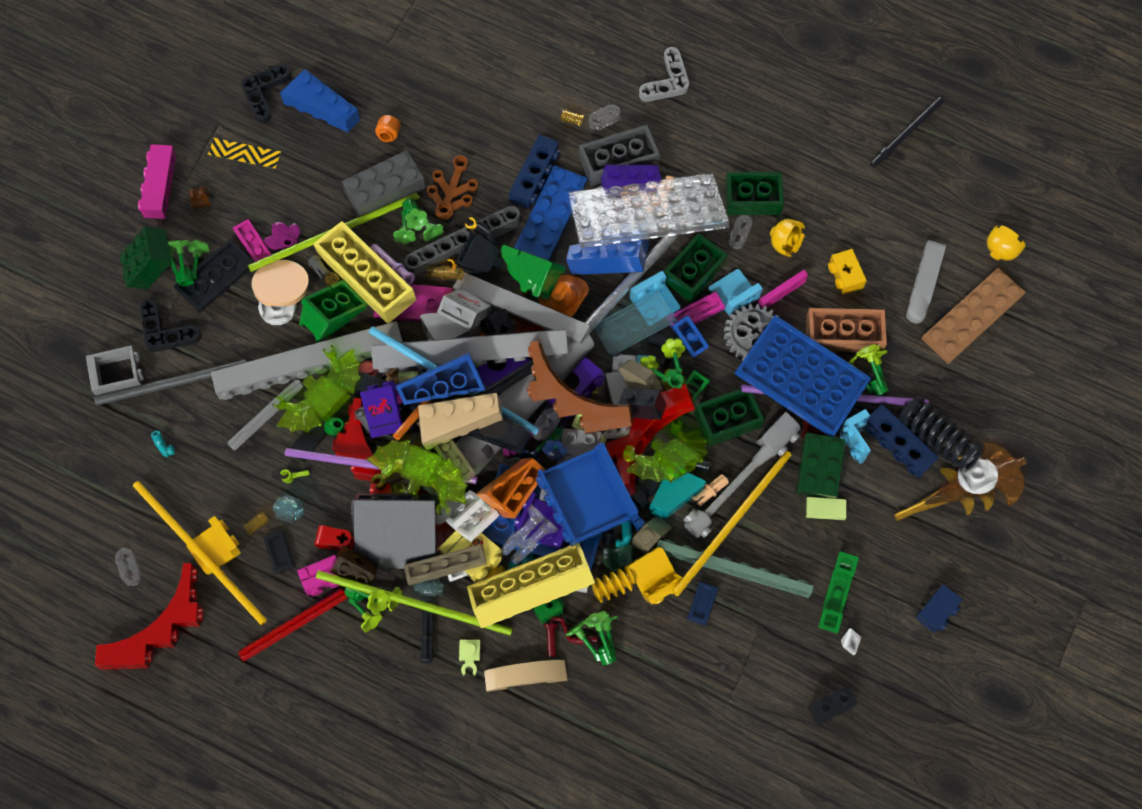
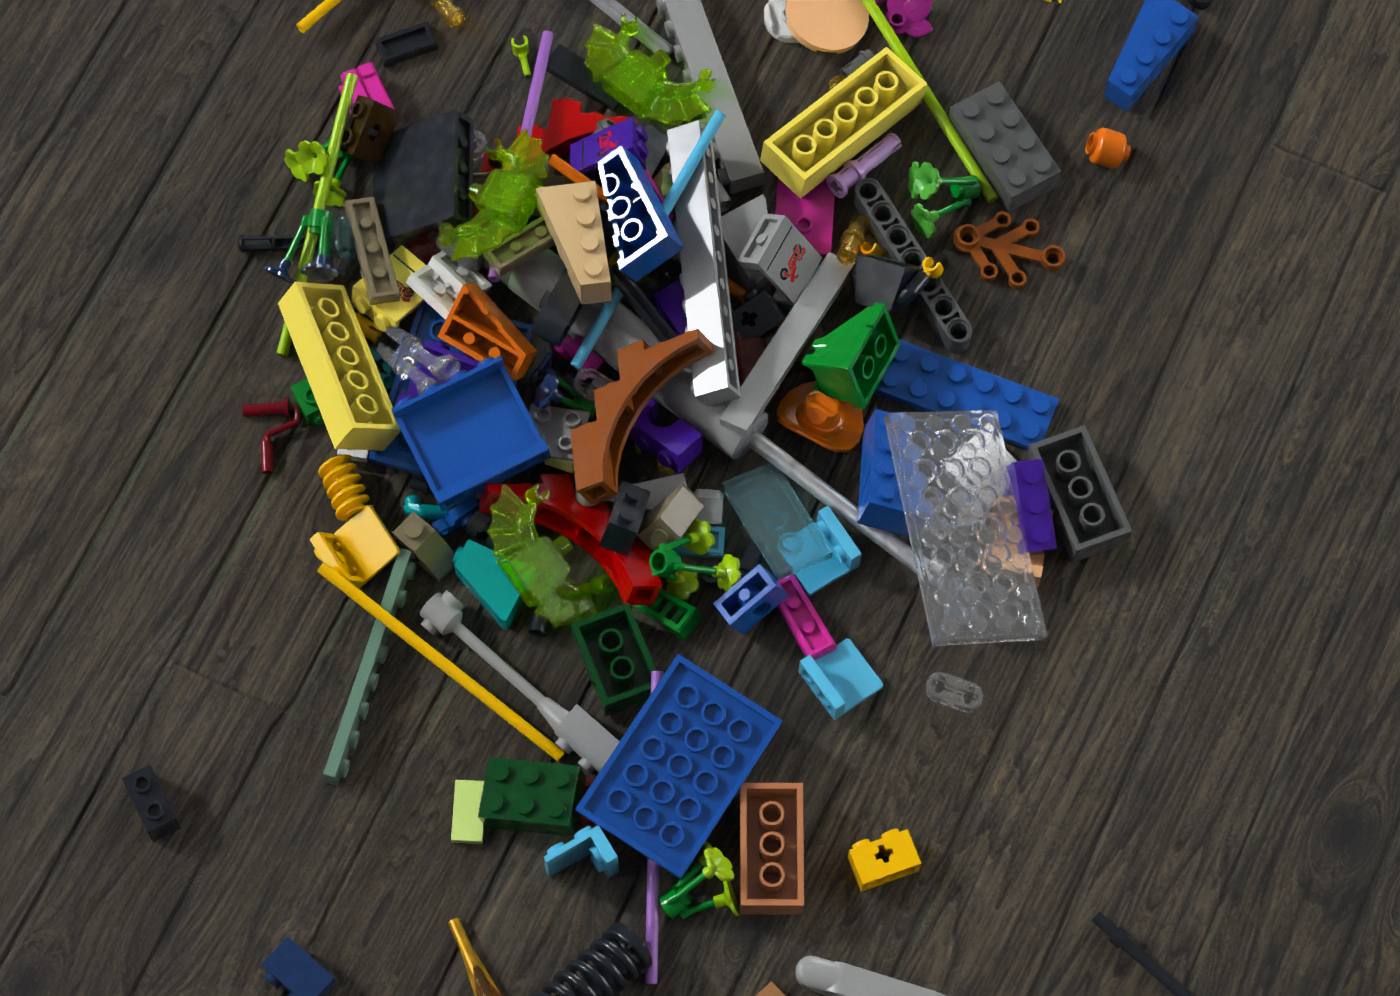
camera: 90 degrees right, 0 degrees up
(288, 508) = (467, 47): clear light blue head -> none
(292, 625) = (294, 62): red axle -> none
(330, 309) = (779, 77): green piece -> none
(330, 428) = (599, 100): green cone -> none
(331, 538) = (423, 103): red piece -> none
(426, 597) = (321, 225): none -> plant
(469, 652) = (251, 300): yellowish green plate -> none
(524, 674) = (216, 377): tan slope -> none
(542, 148) = (1035, 354): dark blue brick -> none
(571, 117) = (1151, 425): clear yellow pin -> none
(600, 621) = (275, 449): plant -> none
(605, 118) = (1162, 472): clear beam -> none
(618, 557) = (388, 497): clear green bracket -> none
(671, 83) = (1232, 584): light grey beam -> none
(695, 267) = (876, 611): dark green brick -> none
(702, 603) = (318, 623): dark blue tile -> none
(711, 490) = (497, 635): light nougat axle -> none
(743, 345) = (794, 718): light grey gear -> none
(754, 193) = (1020, 708): dark green brick -> none
(783, 290) = (845, 754): dark pink tile -> none
(787, 236) = (941, 761): yellow cylinder -> none
(837, 592) = (326, 821): green slope -> none
(851, 641) = (250, 839): white slope -> none
(898, 431) = (607, 889): dark blue brick -> none

